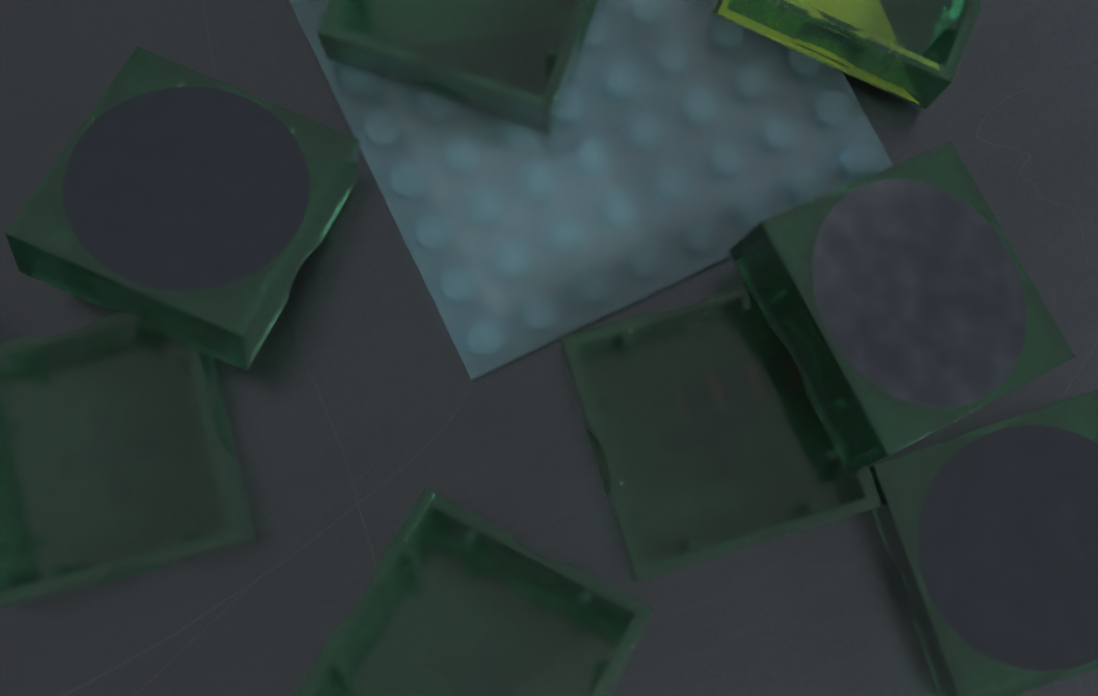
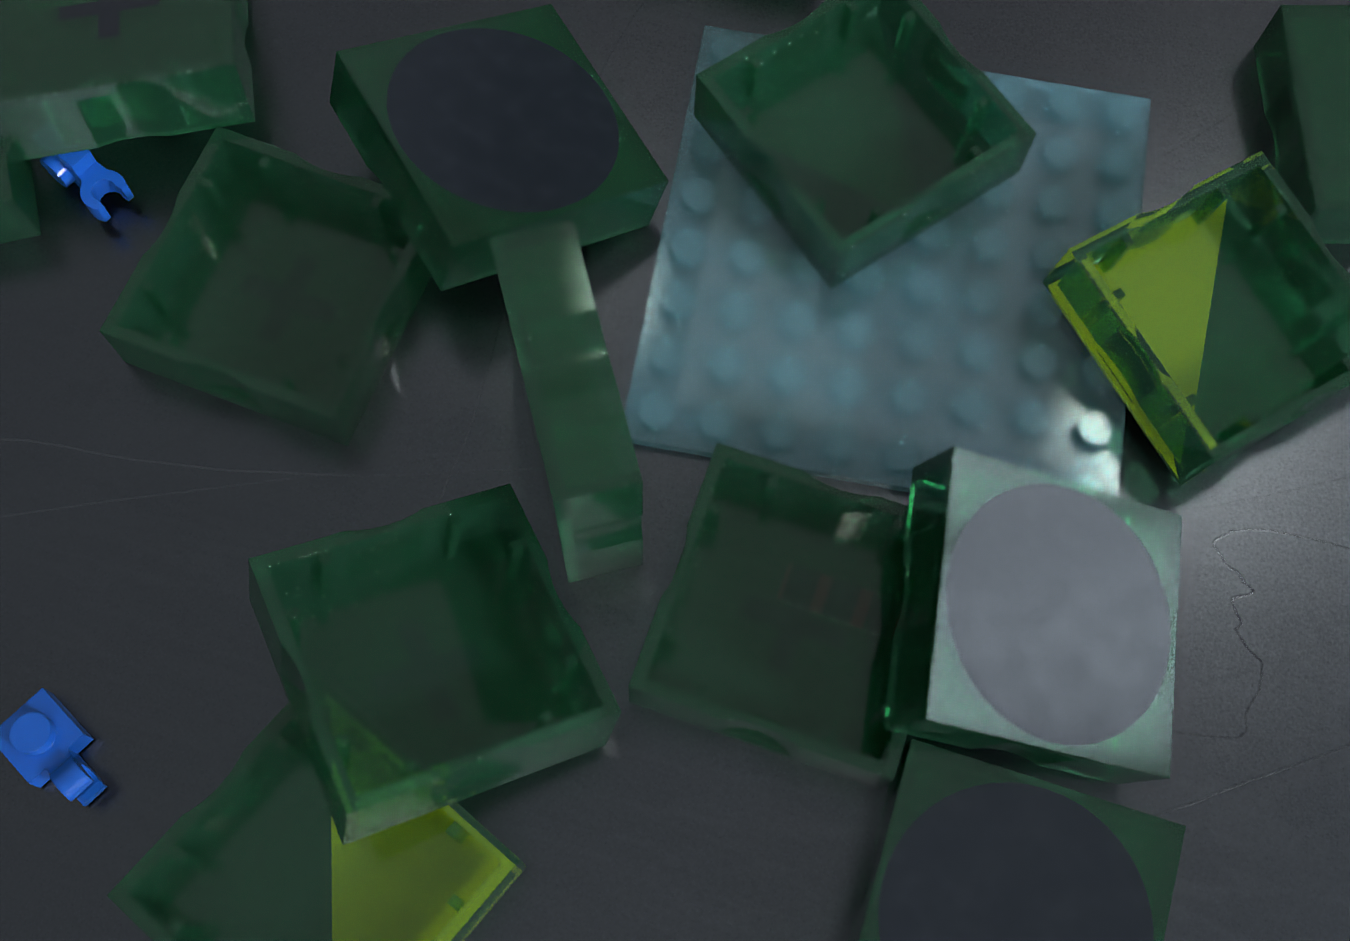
camera: 35 degrees right, 10 degrees down
(433, 393) = (571, 400): none -> clear green tile

